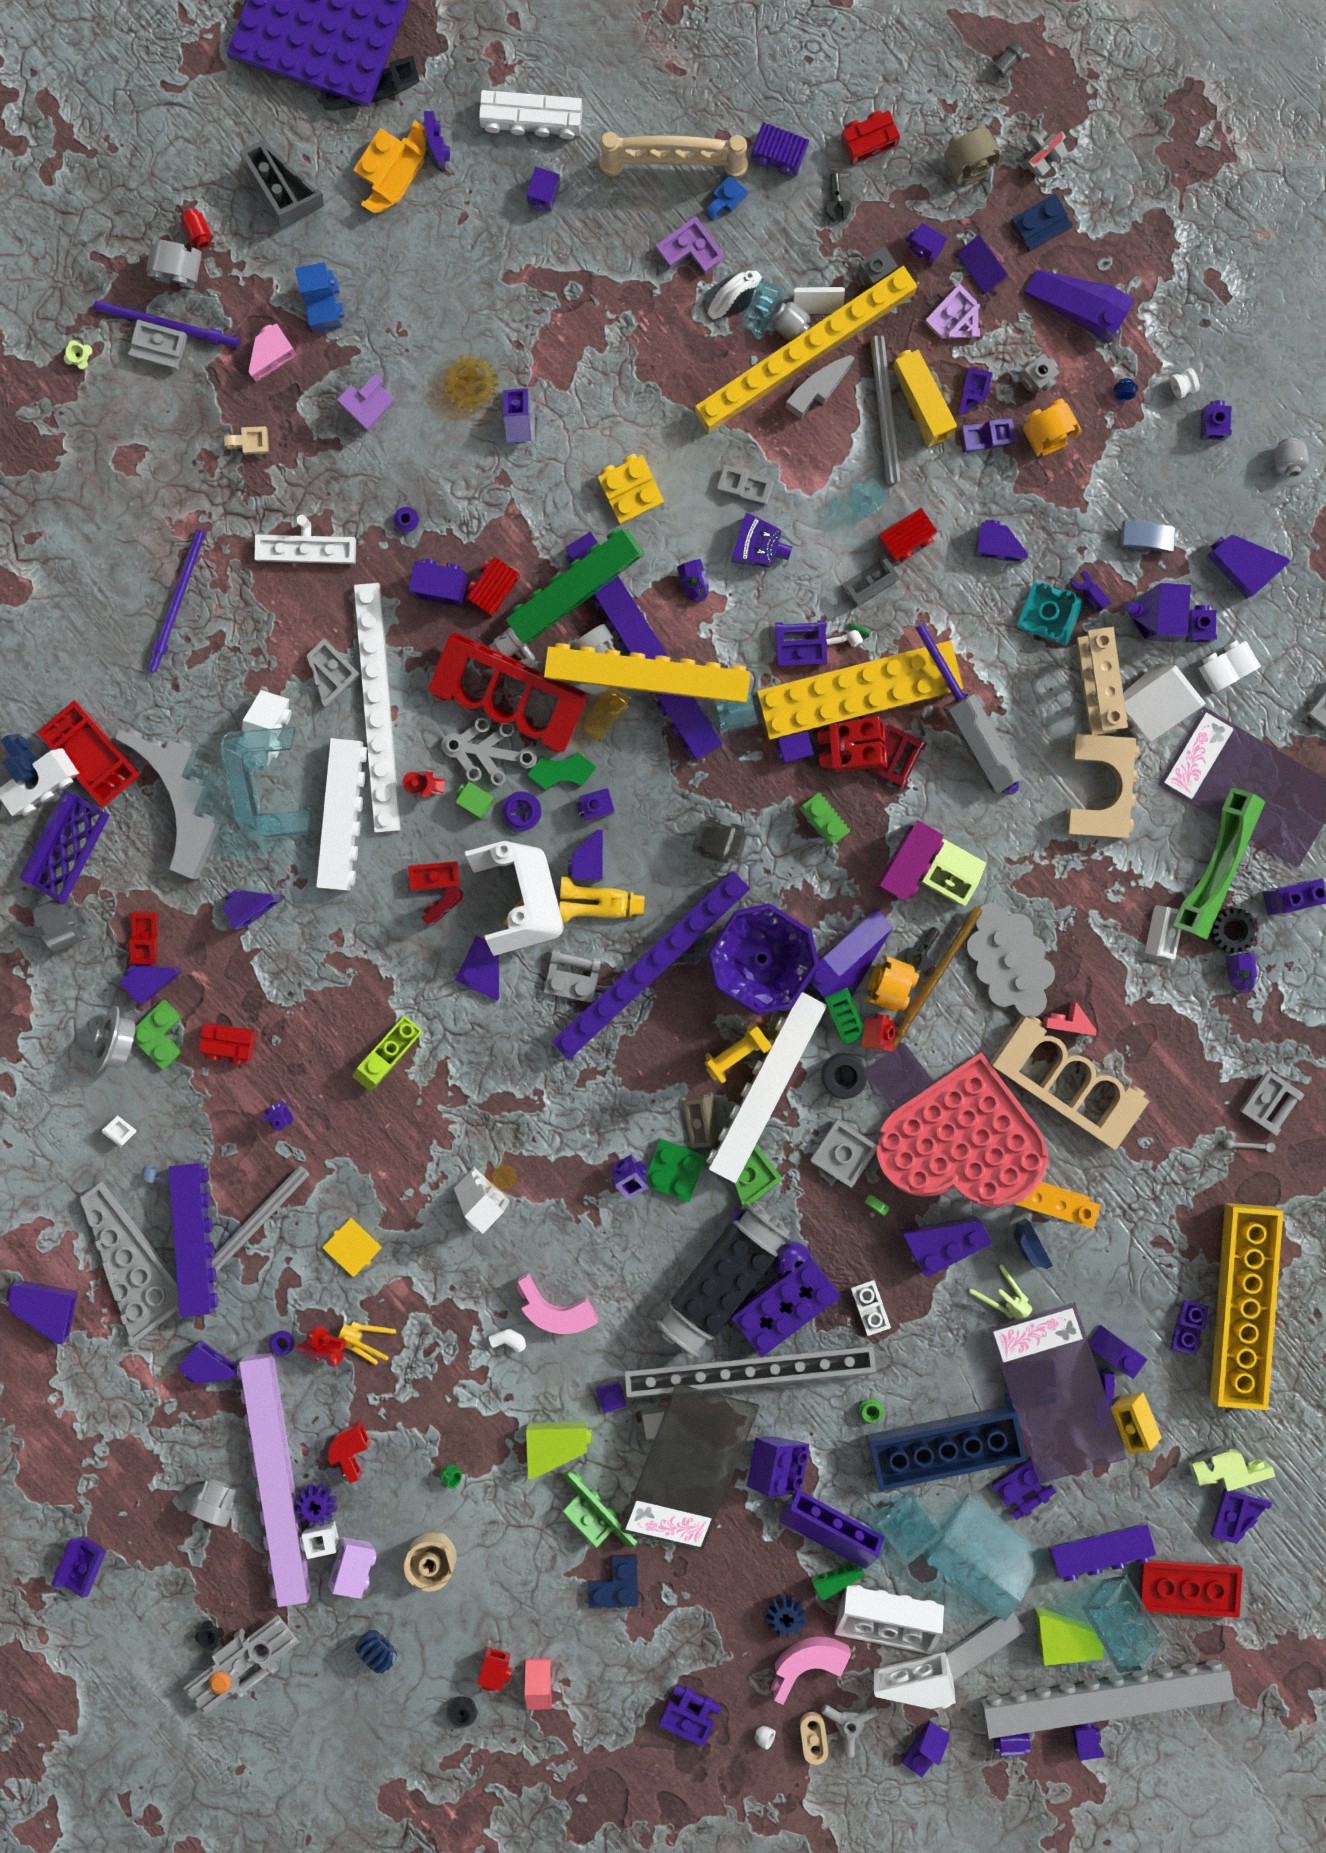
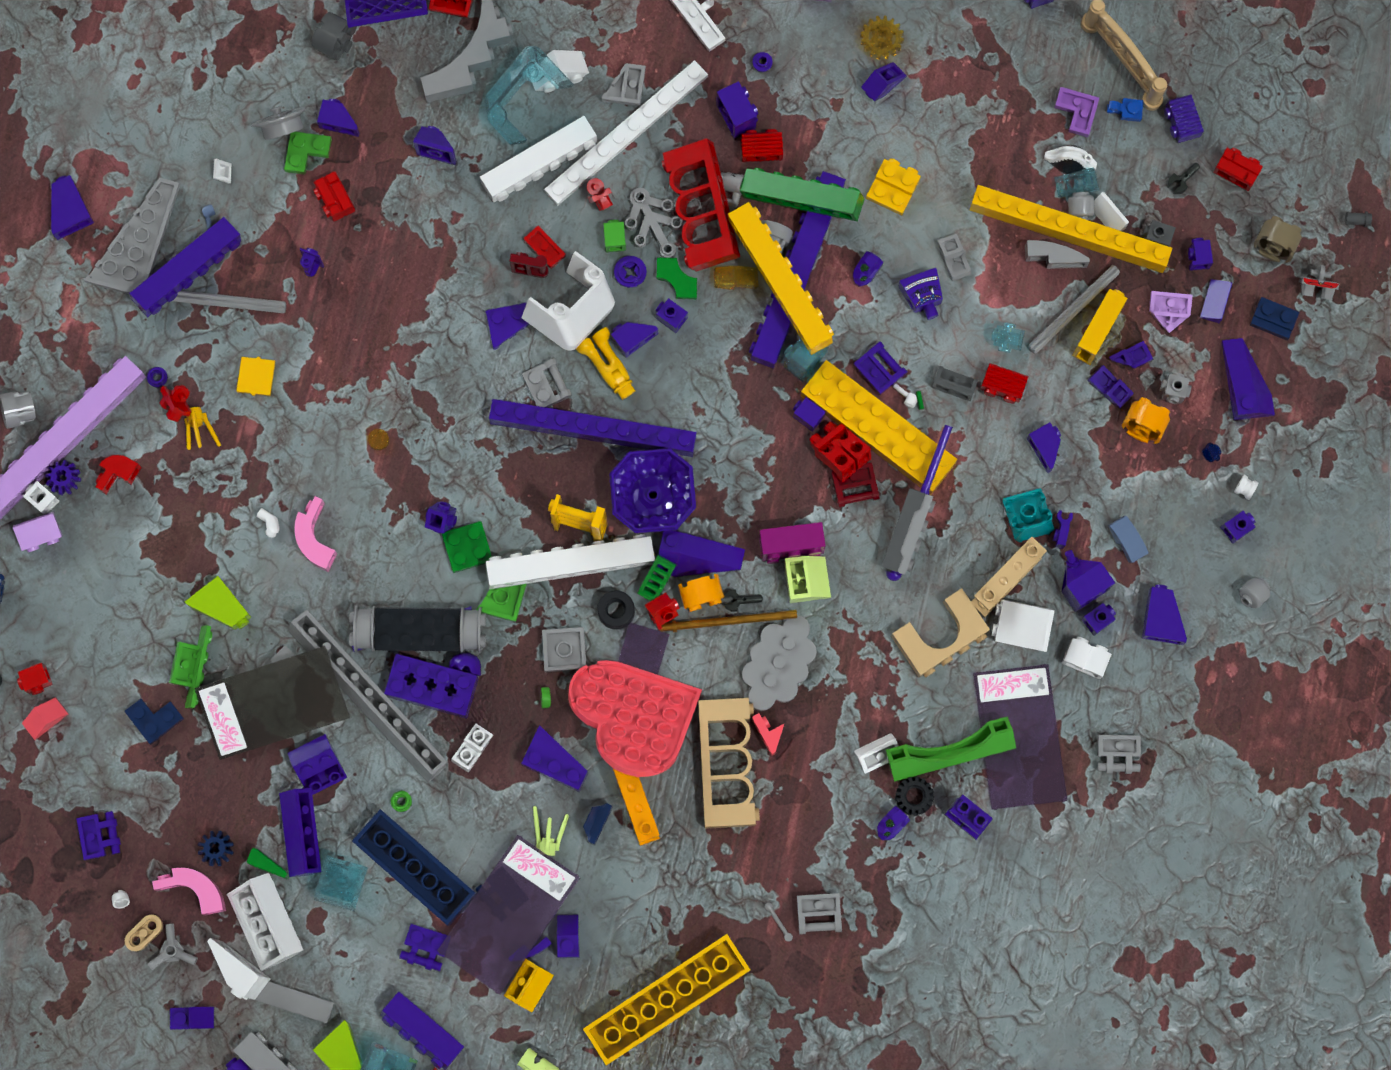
camera: 55 degrees right, 10 degrees down
(144, 937) = (363, 96): red slope -> none
(207, 1365) = (106, 337): dark purple slope -> none
(387, 1053) = (402, 302): lime slope -> none
(424, 1573) = (85, 569): tan brick -> none
(450, 1476) = (147, 552): green plate -> none
(480, 1201) = (350, 433): white wedge -> none
(611, 1397) = (280, 619): dark purple plate -> none
(701, 1122) = (513, 540): dark tan slope -> none
(720, 841) = (709, 410): clear smoke brick -> none
(824, 819) = (777, 468): bright green brick -> none
(986, 1557) = (358, 954): clear light blue slope -> none
(1188, 1327) = (622, 976): dark purple slope -> none

